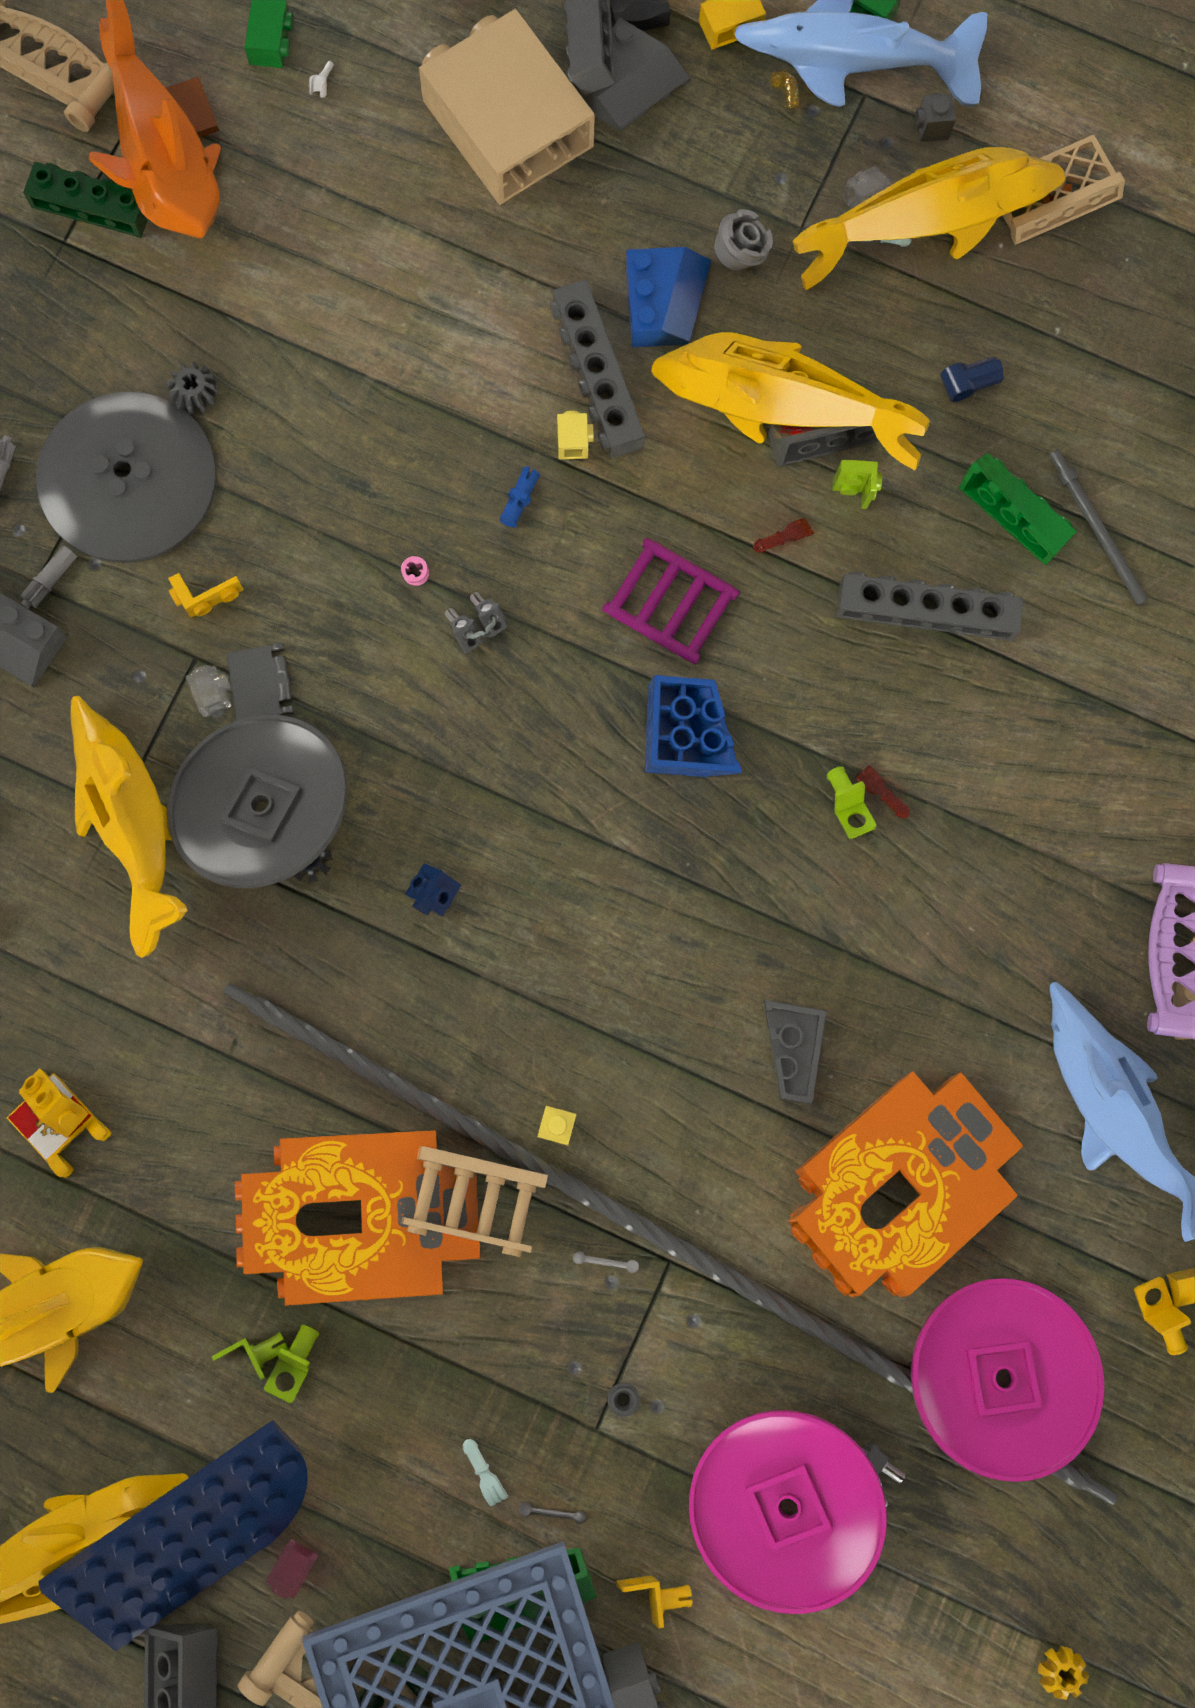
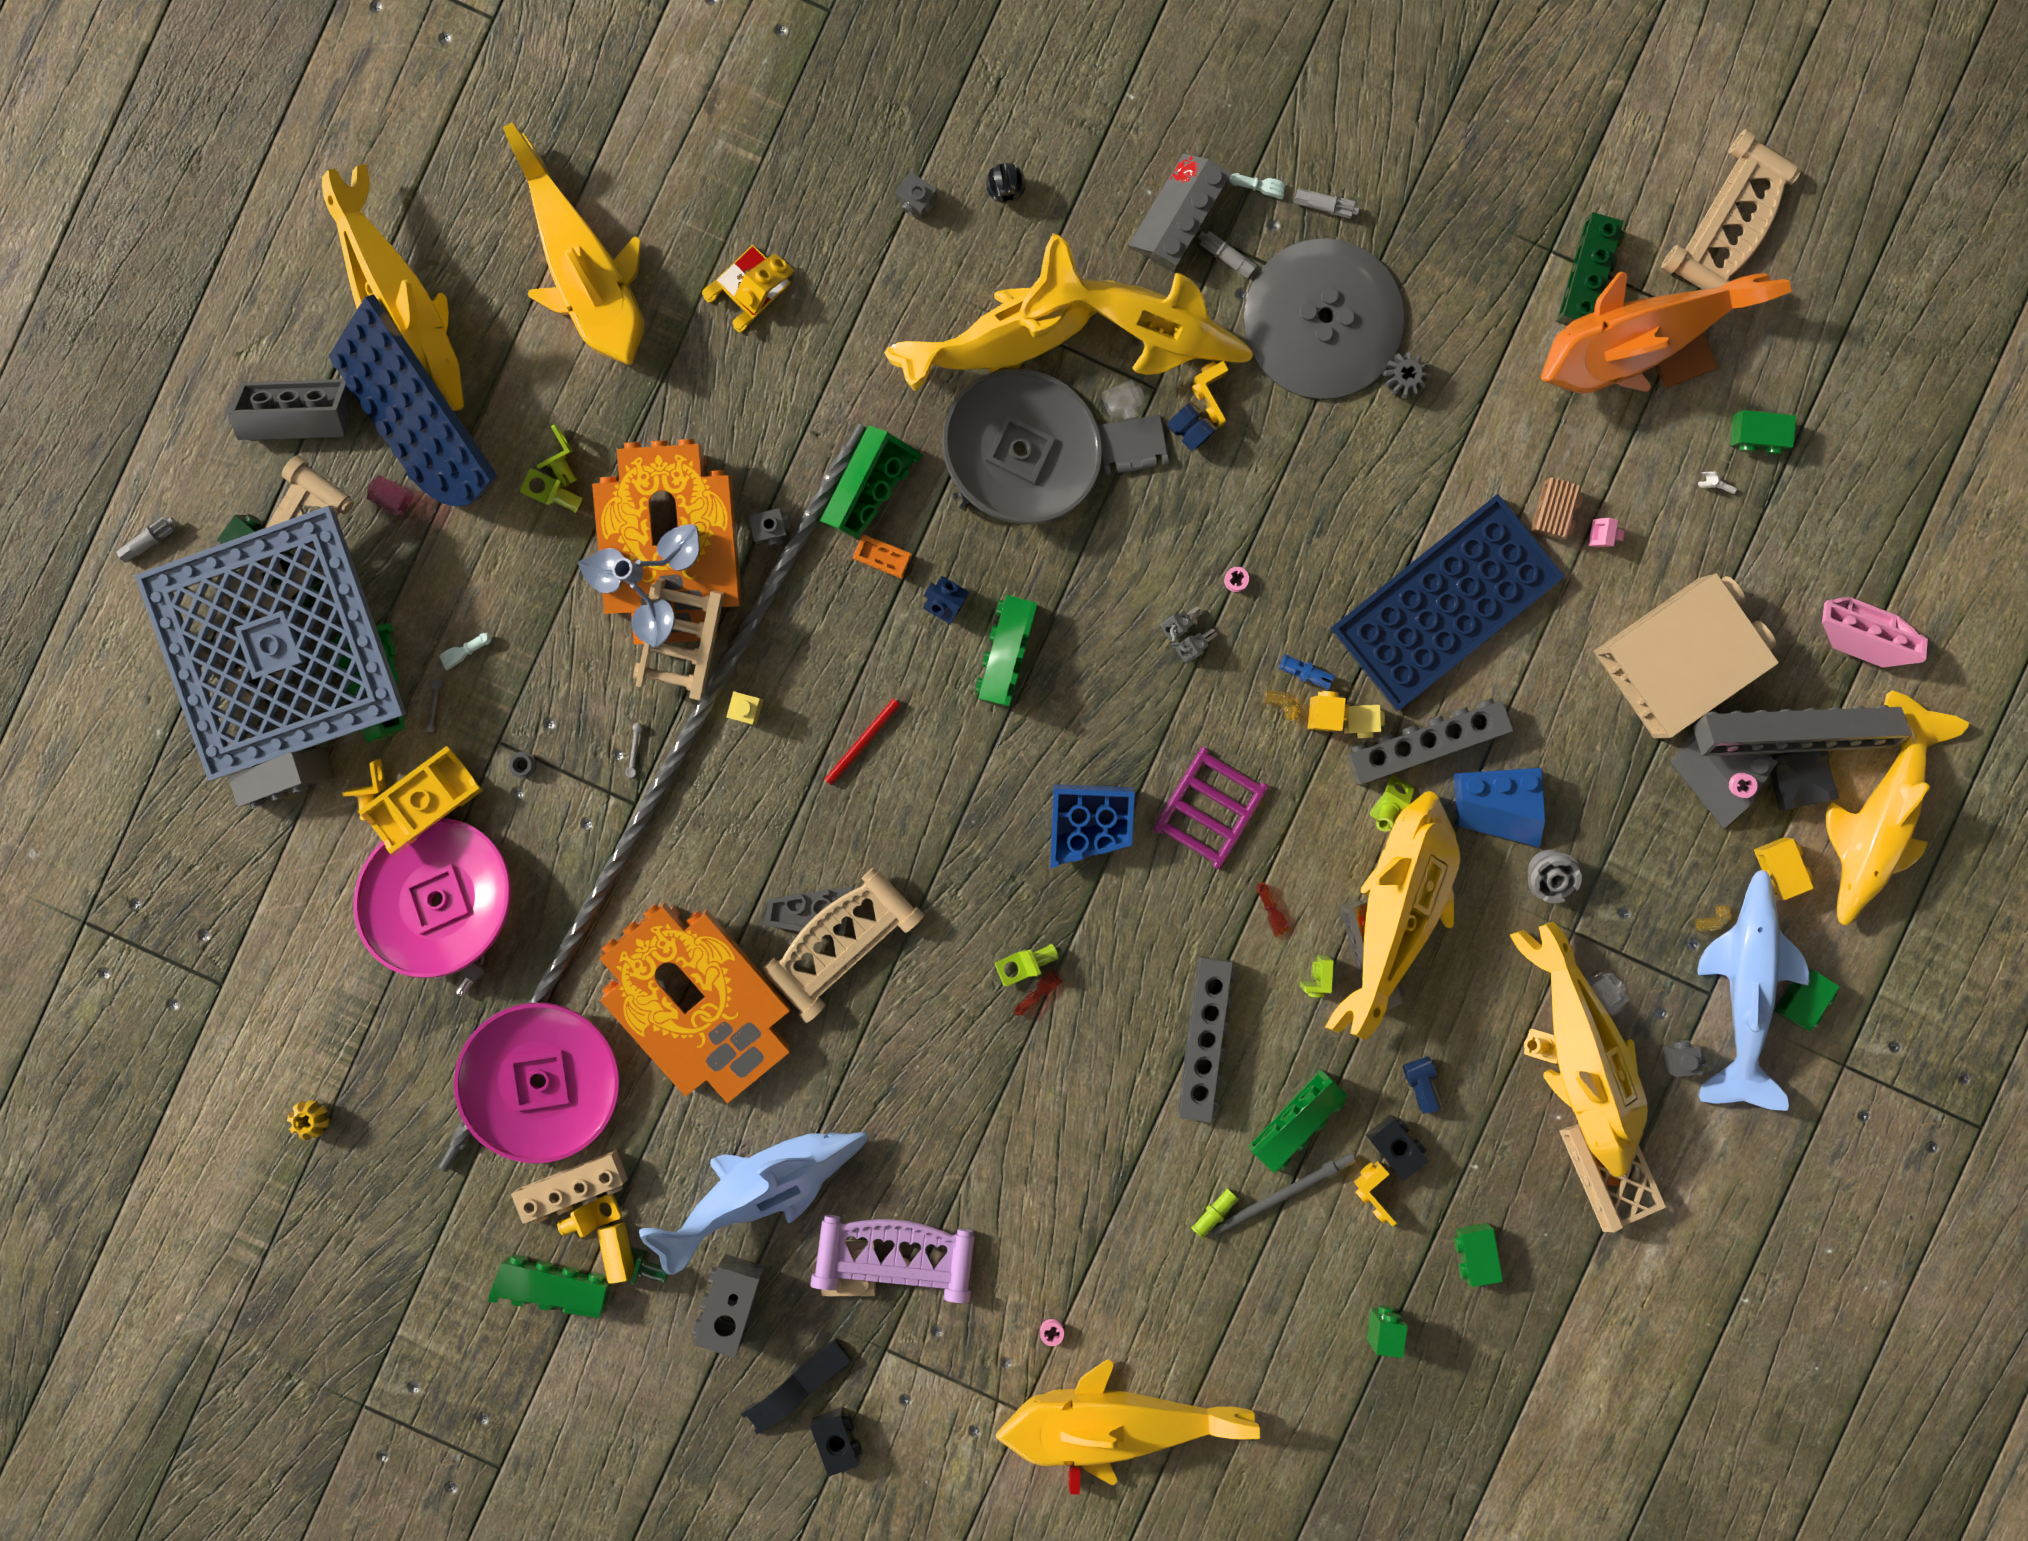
camera: 95 degrees right, 10 degrees up
(127, 629) = (1170, 326): none -> yellow animal
(241, 615) = (1191, 426): none -> dark blue wheel
(291, 979) = (868, 481): none -> green wedge
(343, 1095) = (770, 527): none -> dark grey brick
(345, 236) = (1556, 509): none -> medium nougat brick
(372, 188) = (1605, 532): none -> bright pink tile
(380, 964) = (882, 556): none -> orange plate
(385, 1286) = (609, 567): none -> sand blue plant
(445, 350) = (1447, 602): none -> dark blue plate
(493, 821) = (1007, 650): none -> green wedge
(551, 519) = (1286, 701): none -> clear yellow arm
(564, 470) = (1327, 712): none -> yellow brick
(596, 989) = (862, 742): none -> red bar
(646, 39) = (1752, 787): none -> bright pink bush
(666, 407) = (1391, 804): none -> lime bracket
(668, 1527) = (420, 800): none -> yellow piece
(885, 1055) = (805, 988): none -> tan piece
(926, 255) = (1541, 1046): none -> yellow bracket
(1031, 419) = (1403, 1162): none -> black brick
(1080, 437) = (1370, 1177): none -> yellow bracket
(1122, 598) = (1215, 1213): none -> lime pin
(1130, 1340) = (570, 1187): none -> tan brick
(1153, 323) = (1478, 1255): none -> green brick

